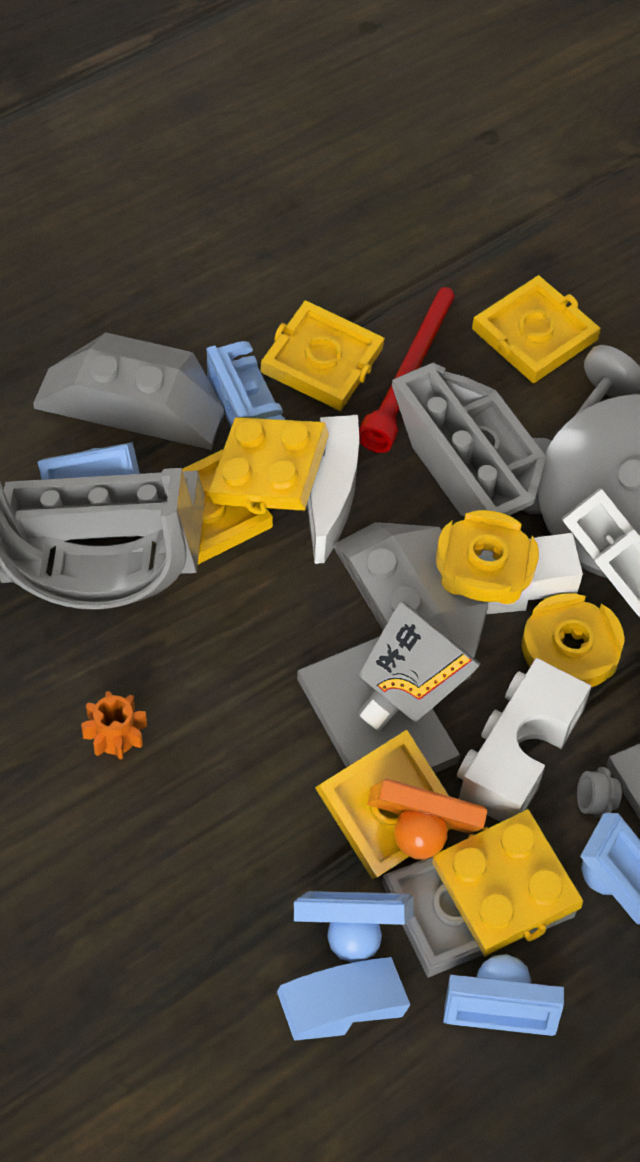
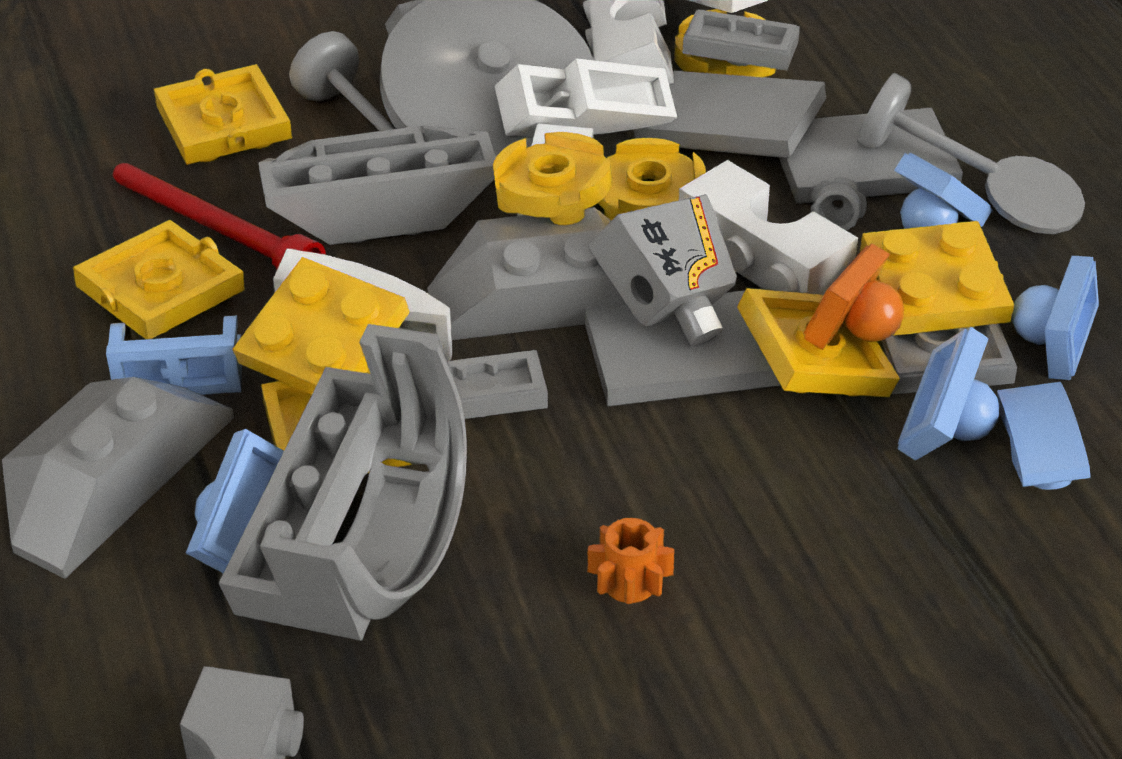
camera: 70 degrees left, 15 degrees down
(275, 586) = (500, 384): none -> light grey plate

